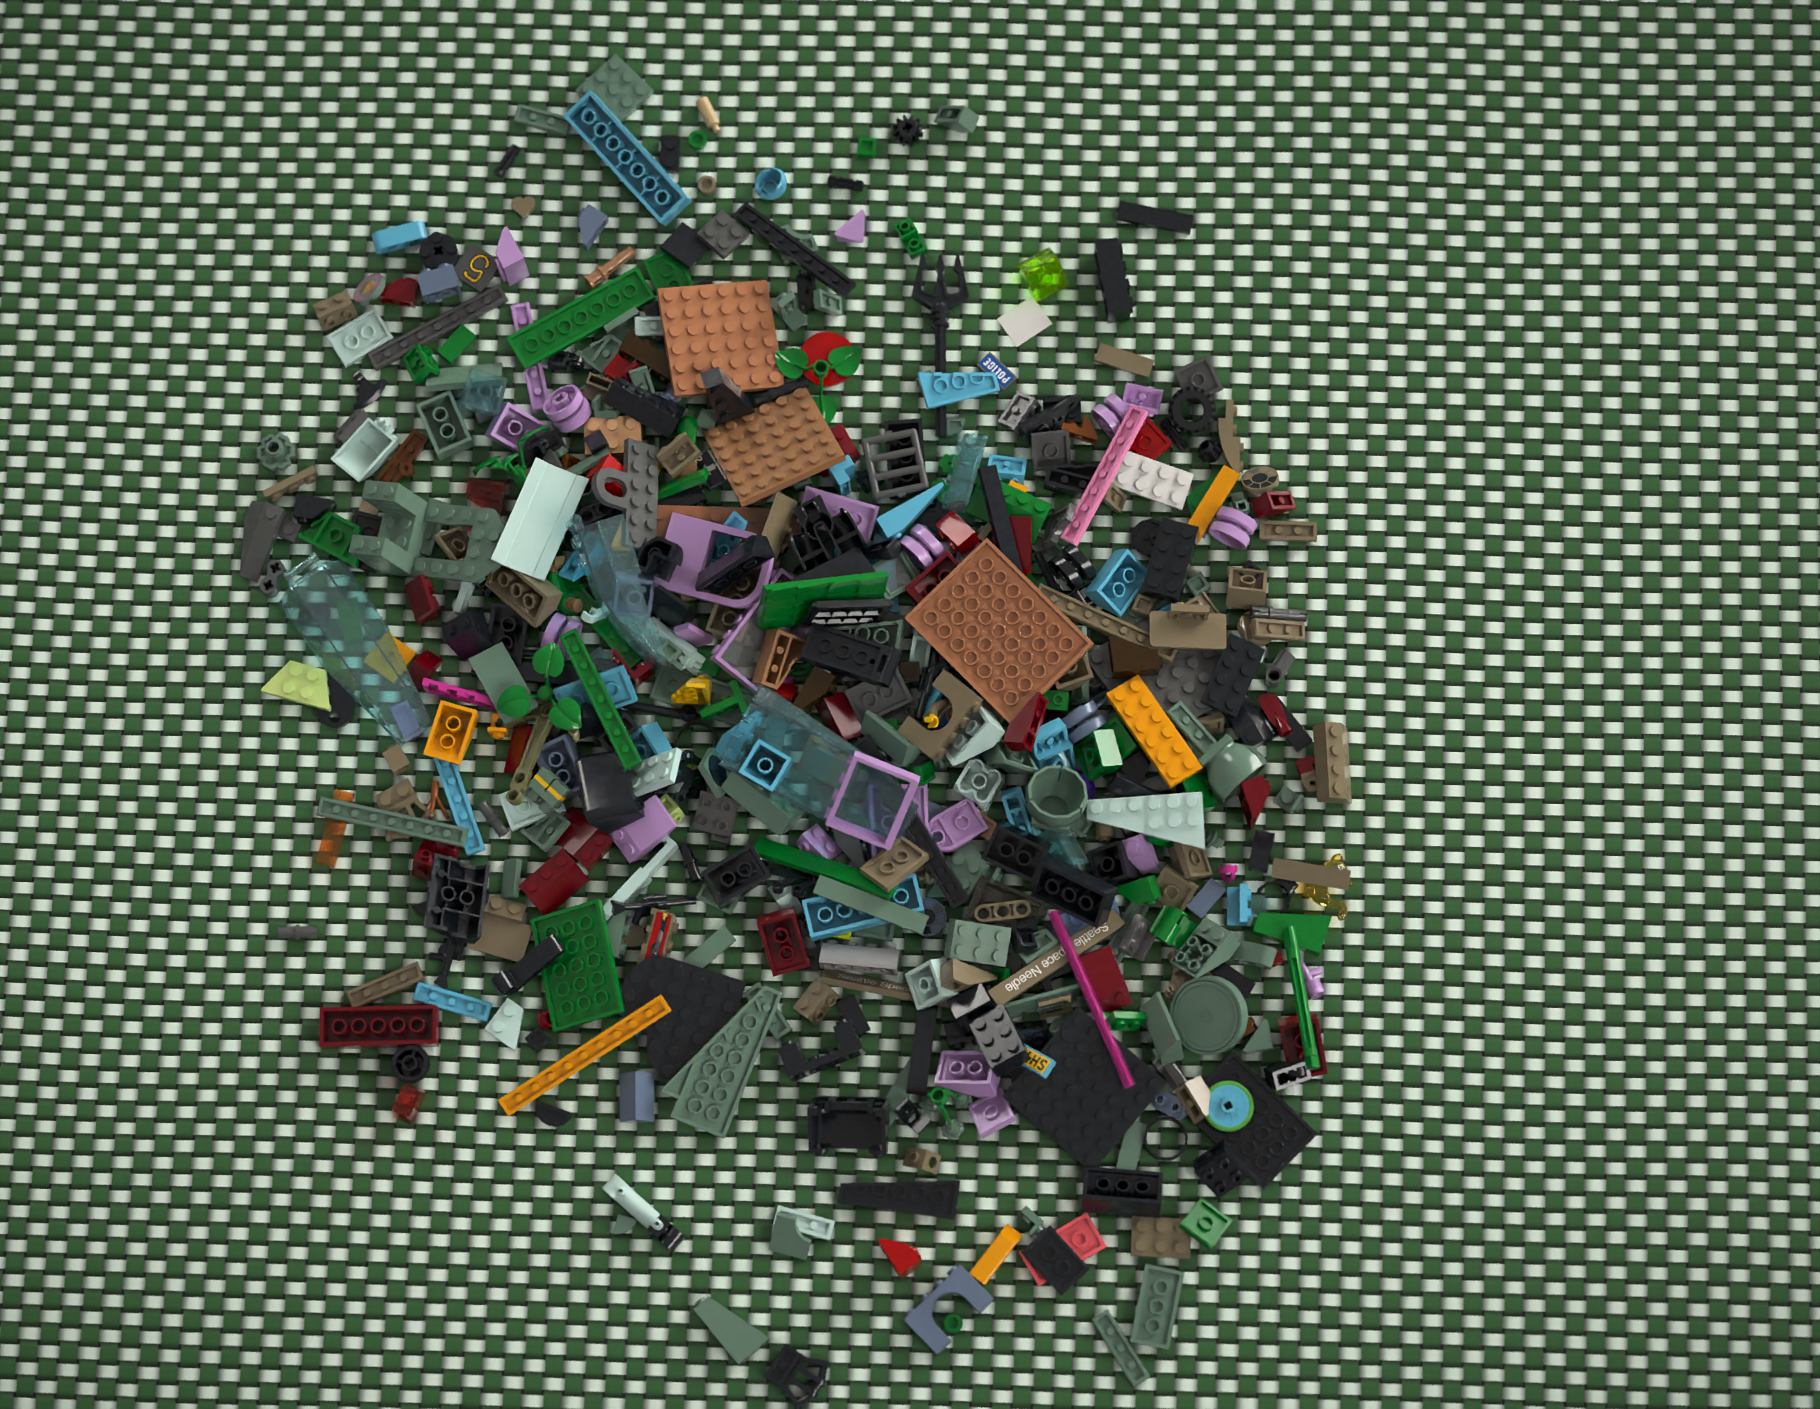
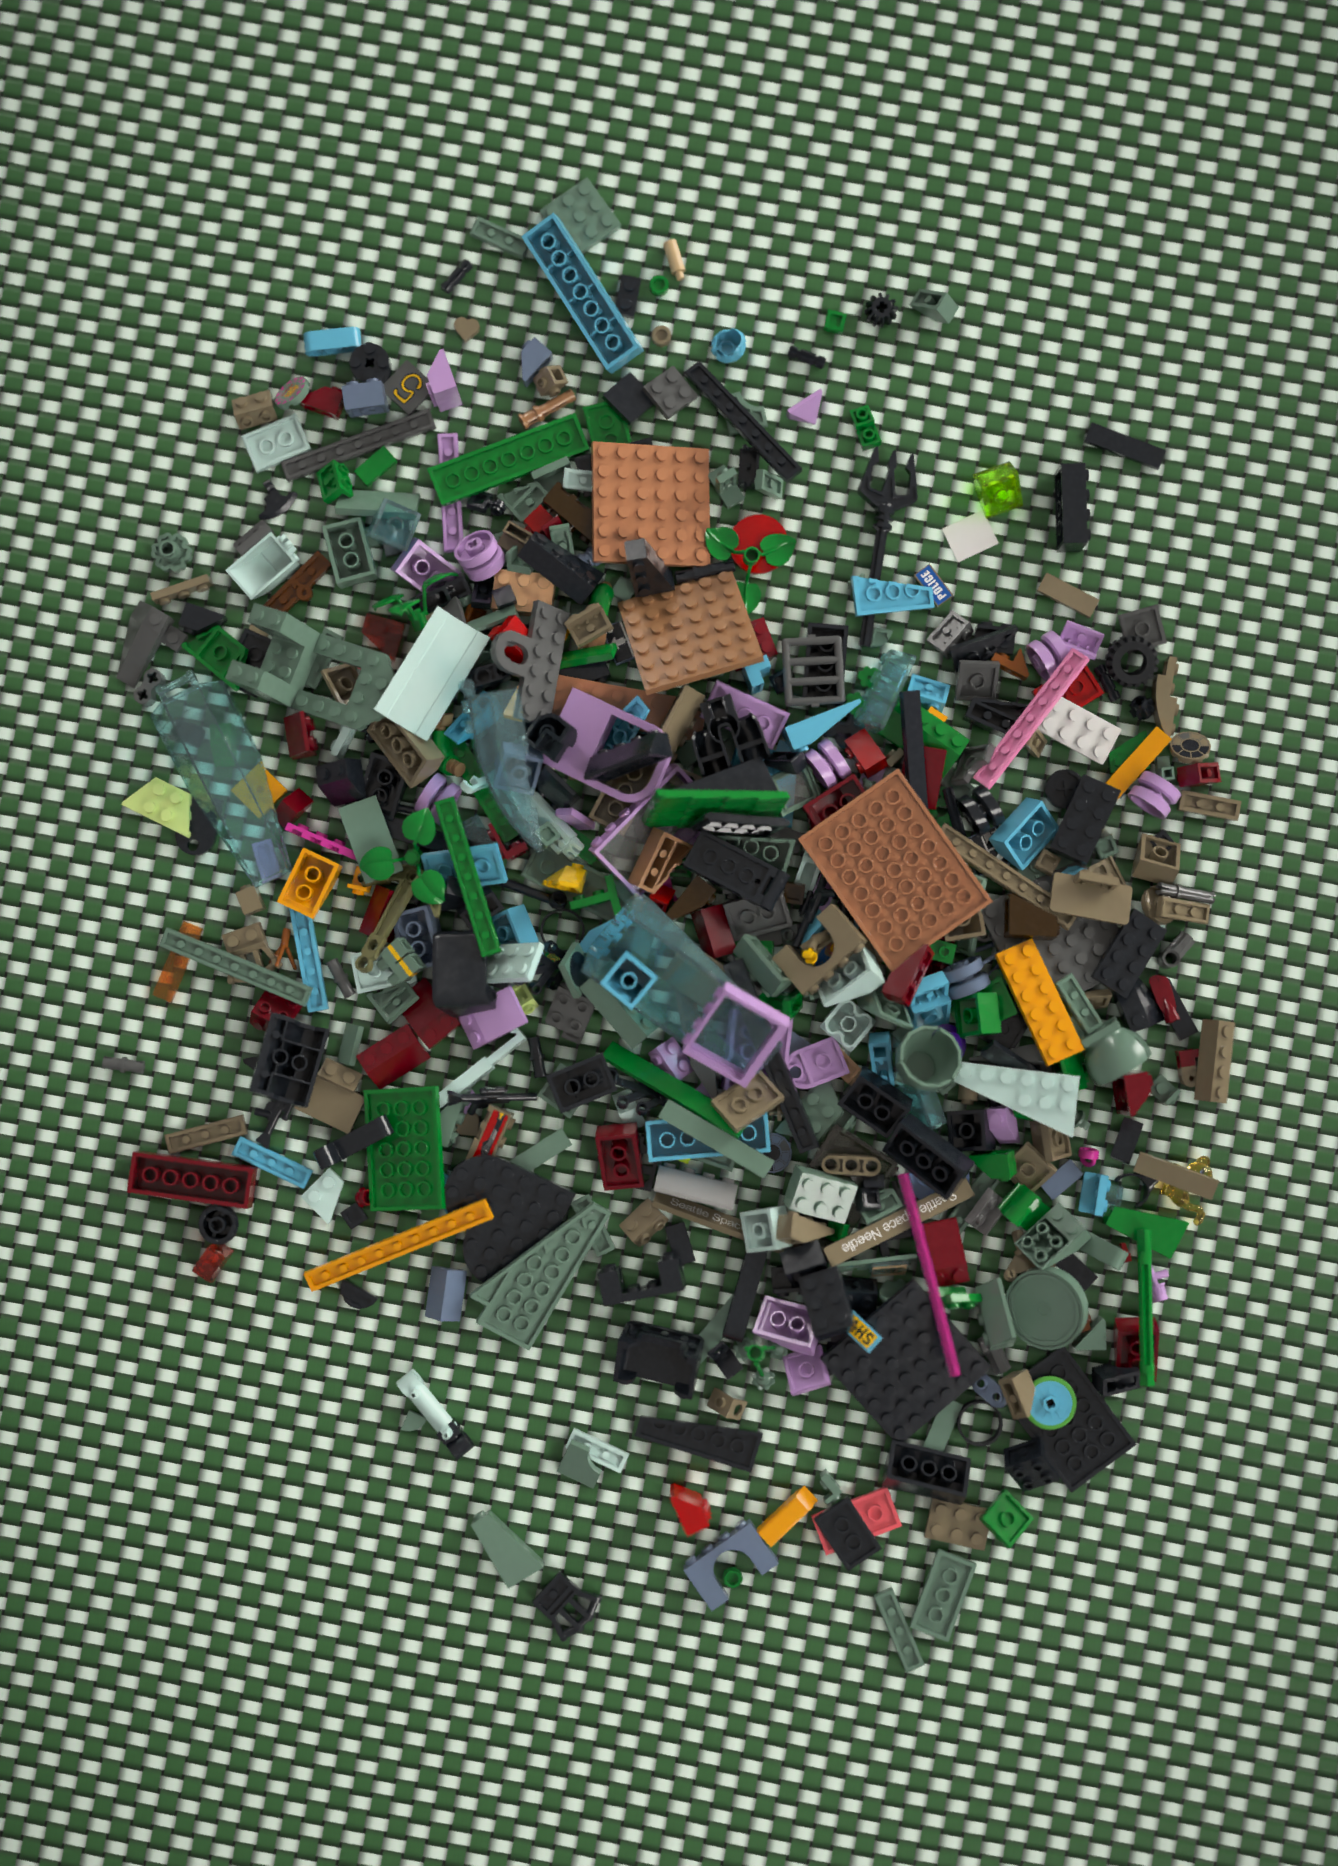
camera: 10 degrees right, 10 degrees up
(575, 443) = (482, 594): none -> black plate
(609, 241) = (550, 380): none -> dark tan brick

